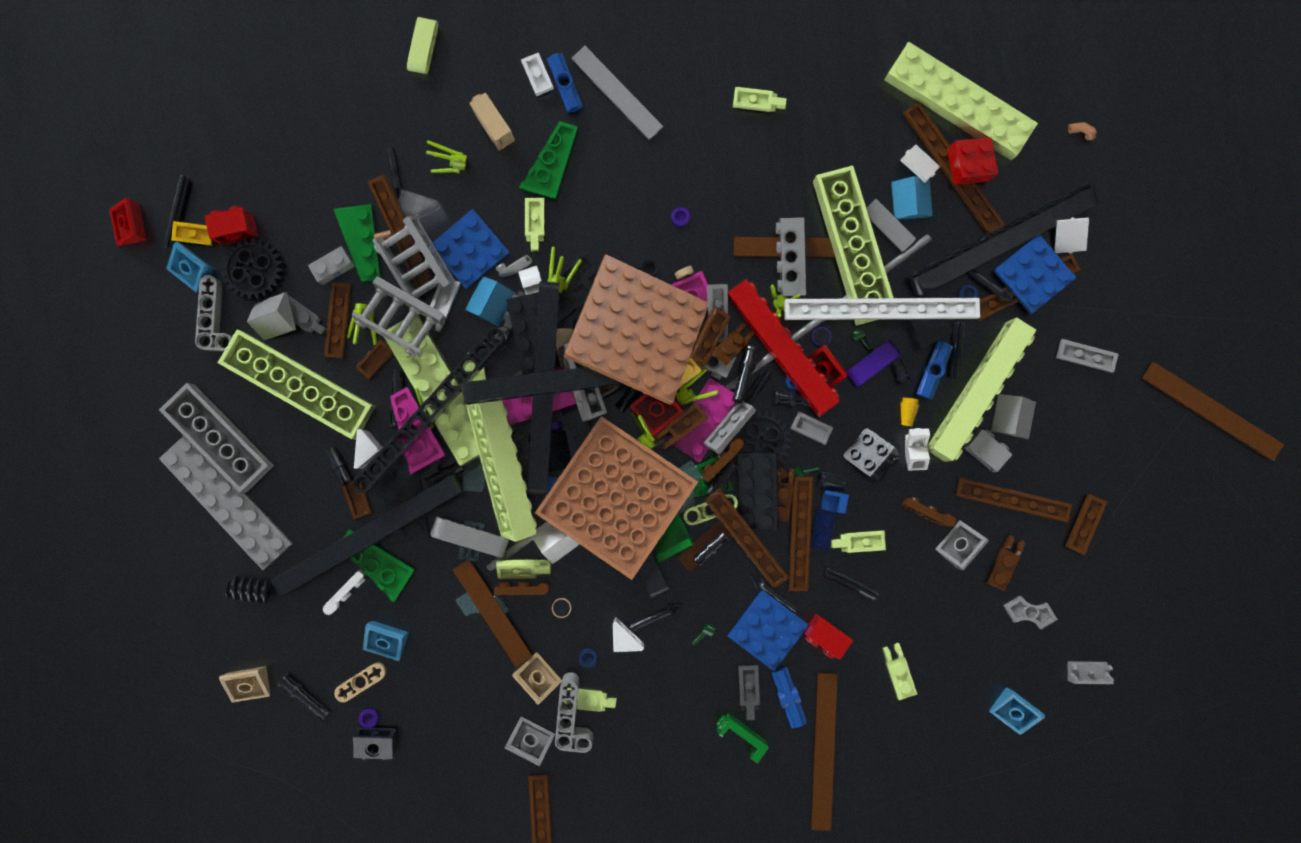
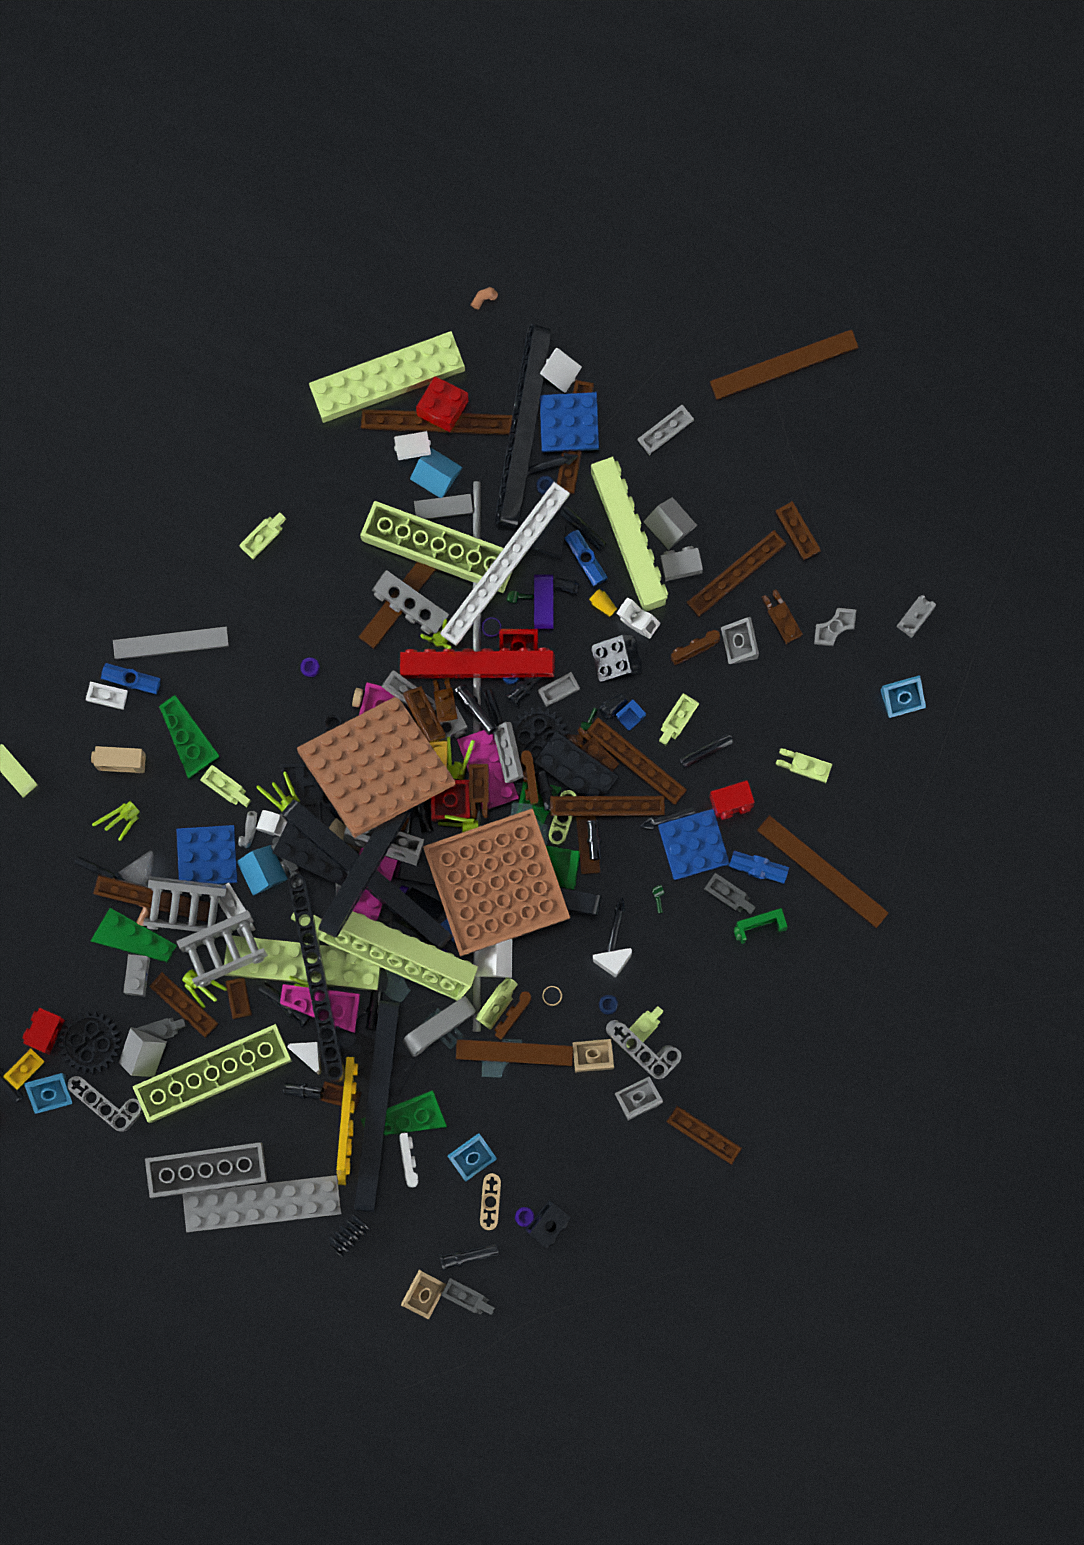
camera: 45 degrees left, 5 degrees down
(269, 721) = (466, 1297): none -> dark grey hinge
(331, 524) = (346, 1126): none -> yellow wing
(822, 530) = (646, 741): clear blue plate -> none

